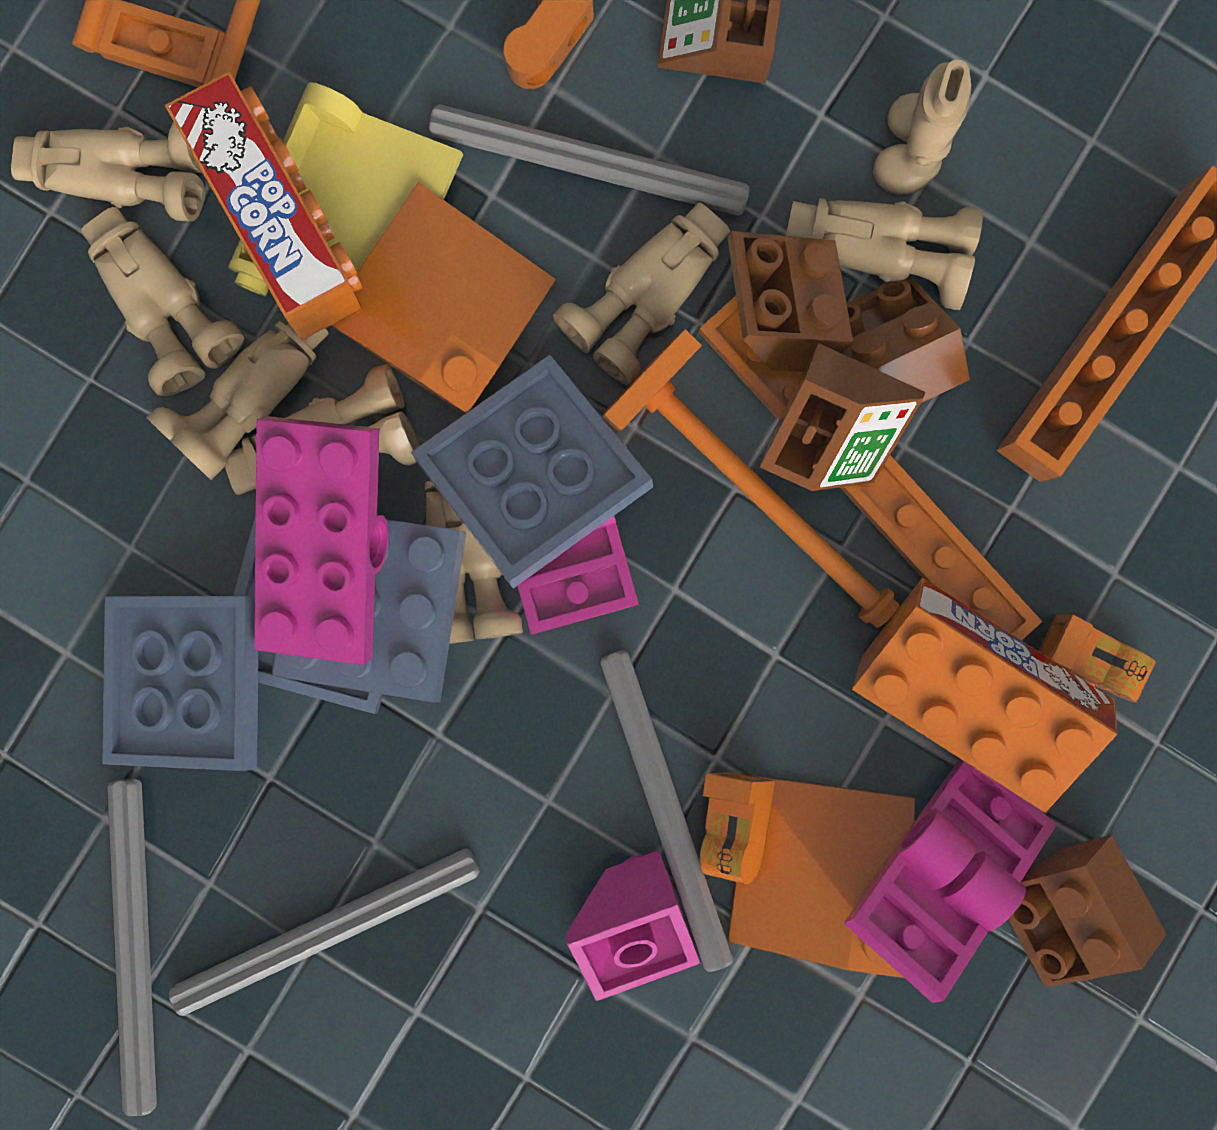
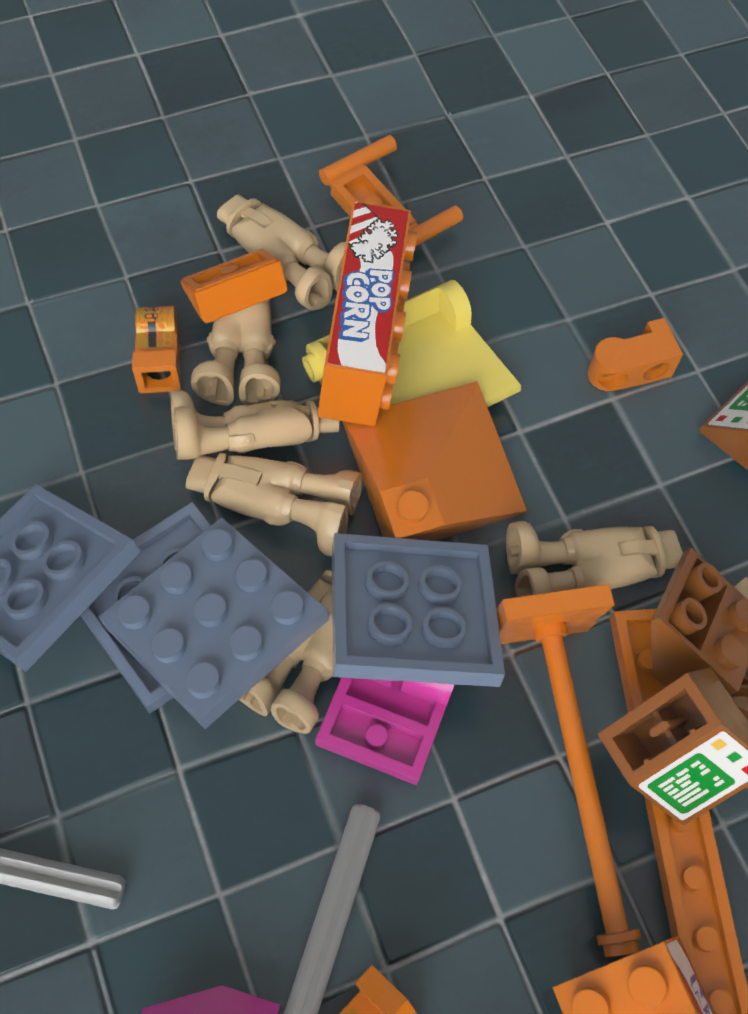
camera: 30 degrees right, 25 degrees down
(89, 376) = (157, 349): none -> orange leg
(107, 256) = (235, 285): none -> orange slope
(317, 539) = (217, 534): dark pink plate -> none
(588, 159) = (610, 454): light grey axle -> none

